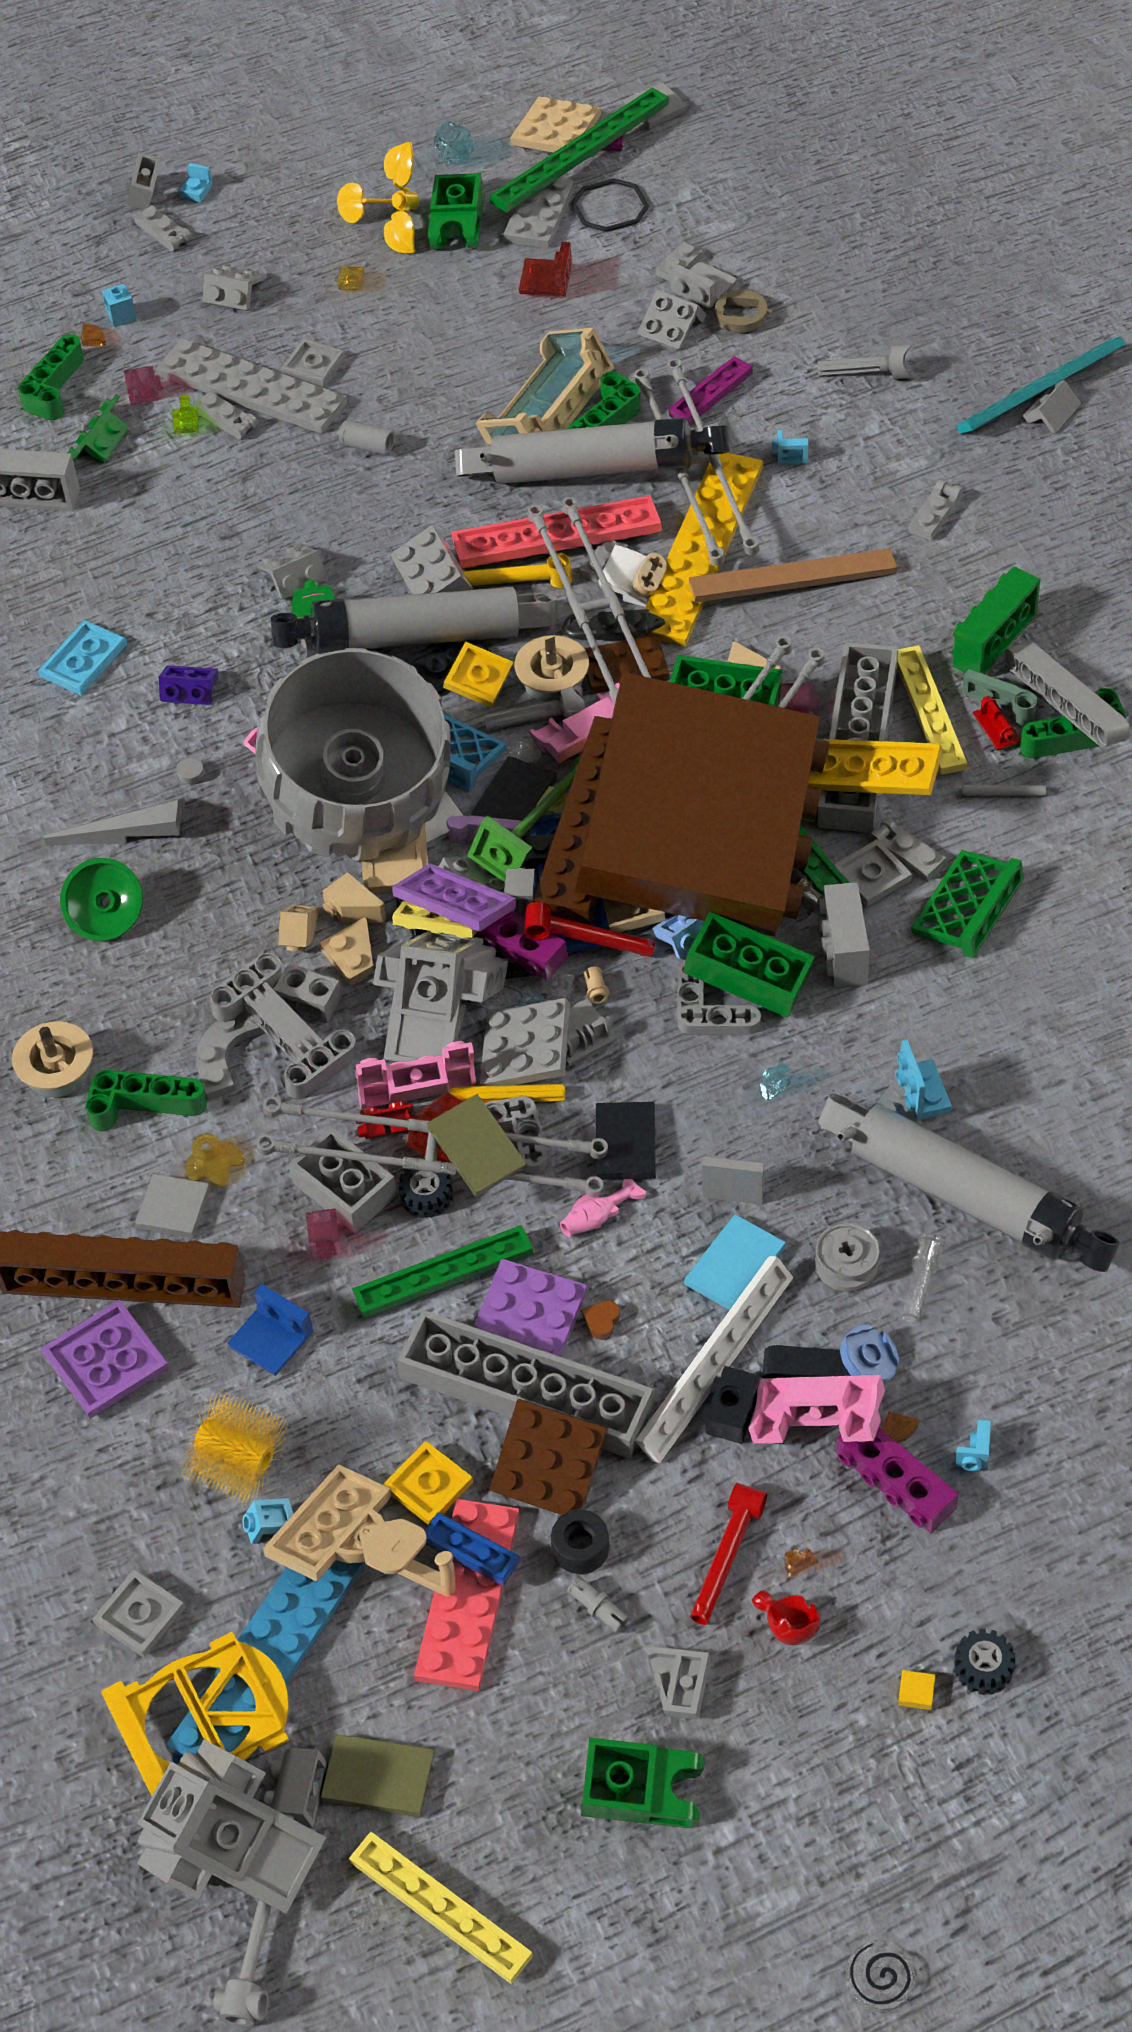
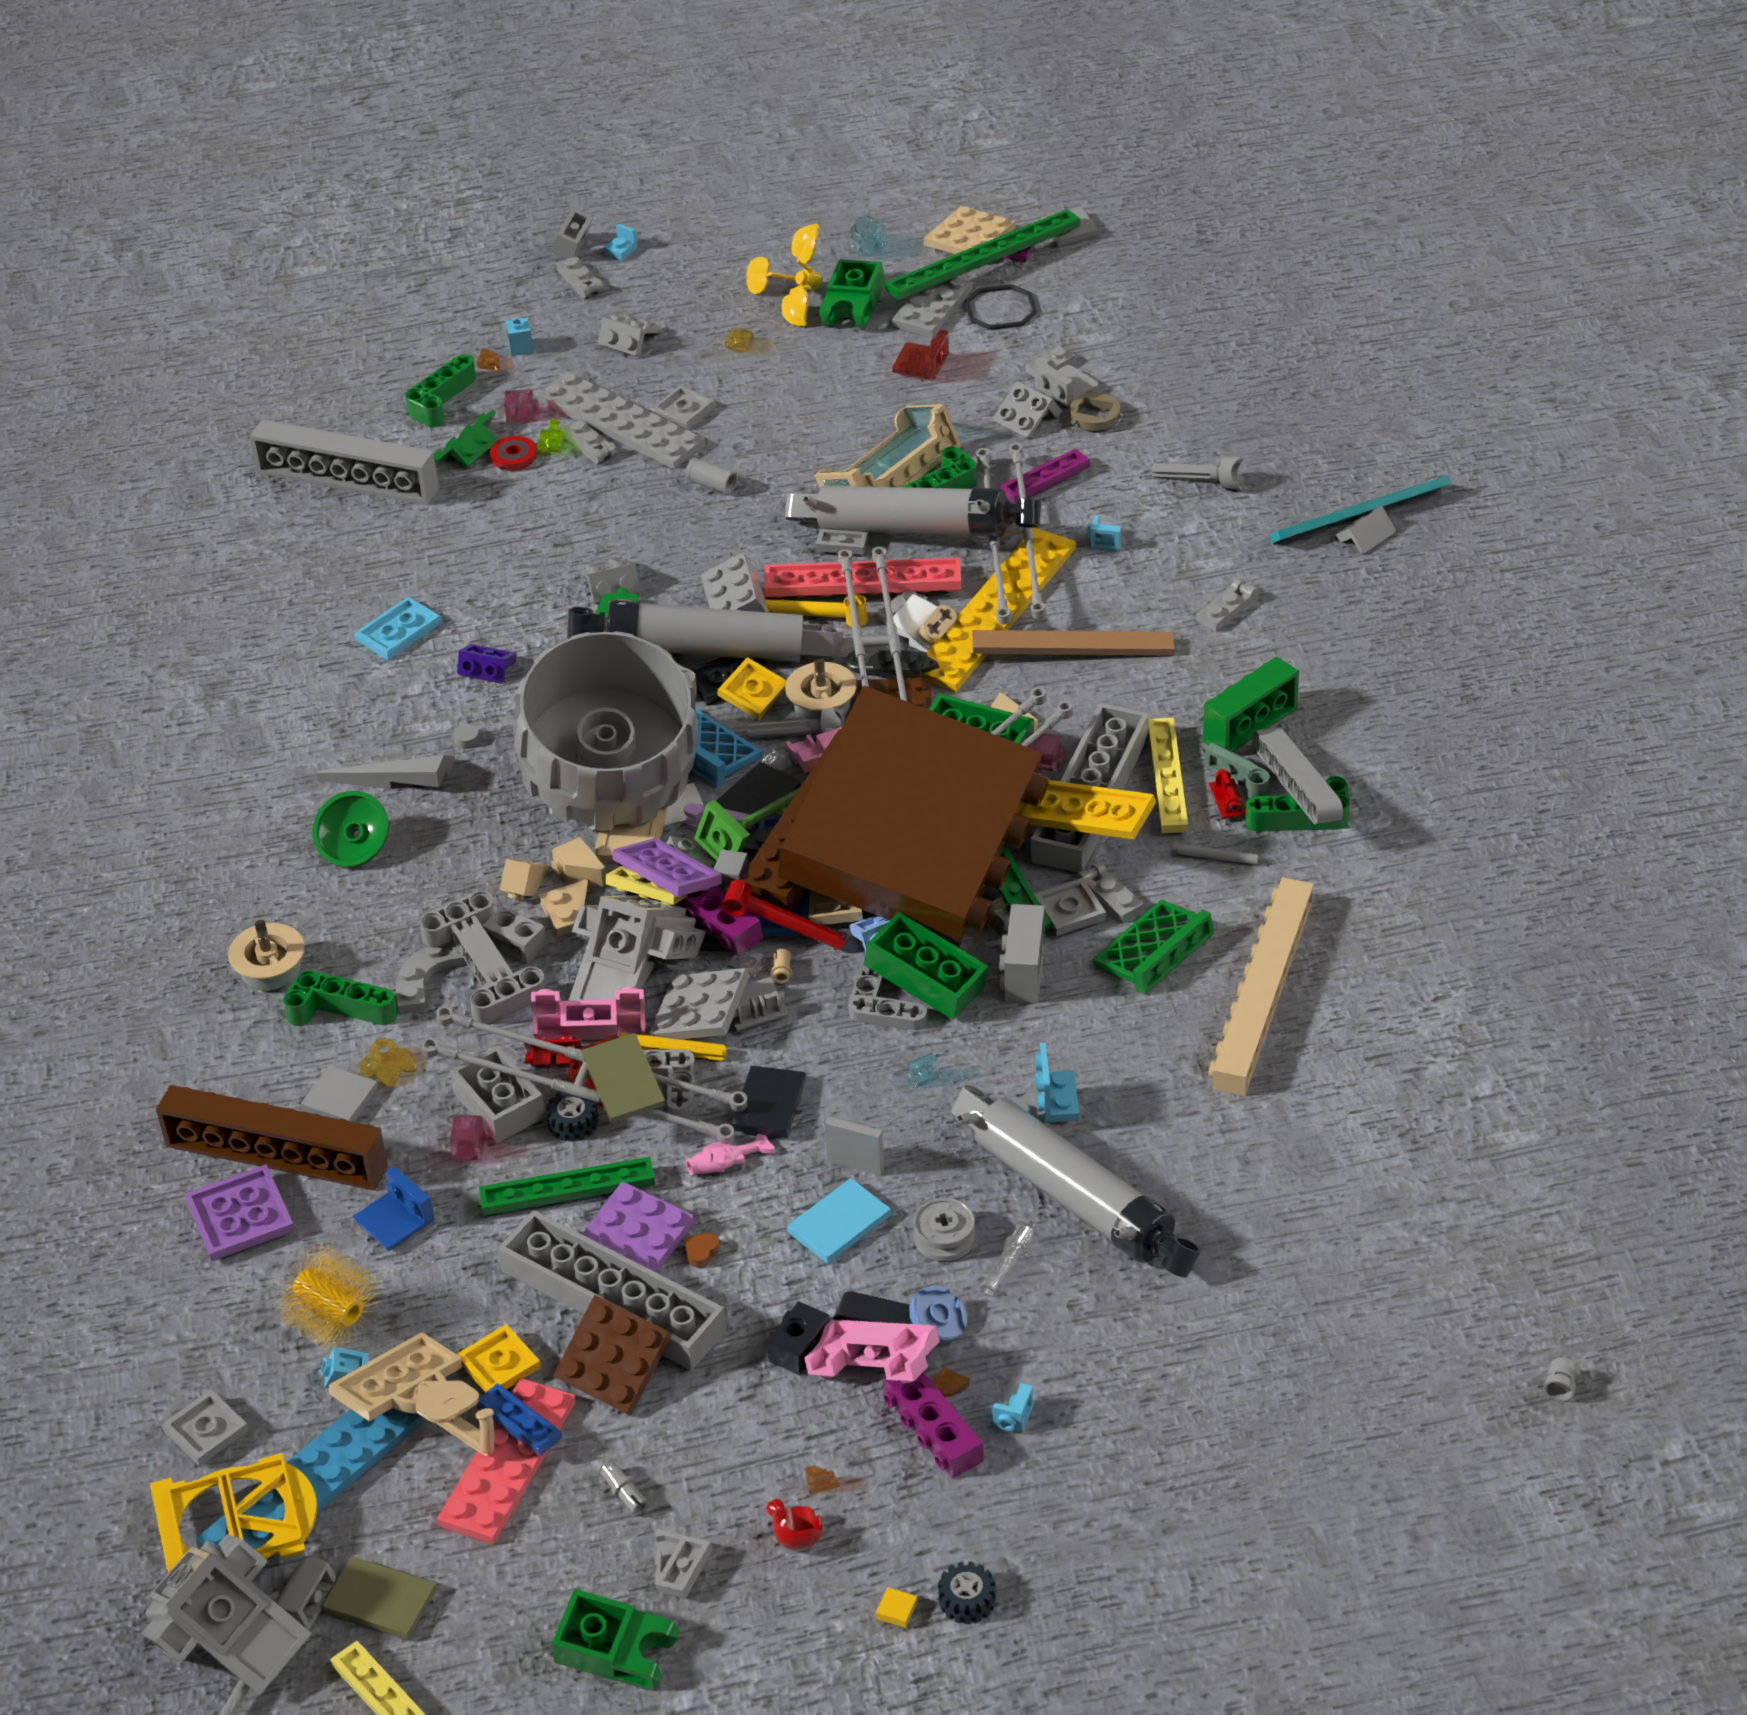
camera: 10 degrees right, 10 degrees down
(146, 429) = (502, 452): none -> red tile
(522, 493) = (835, 540): none -> light grey plate
(580, 1560) = (617, 1416): black tyre -> none
(717, 1352) = (803, 1287): white plate -> none
(745, 1504) = (783, 1424): red piece -> none
(1092, 933) = (1262, 987): none -> tan brick

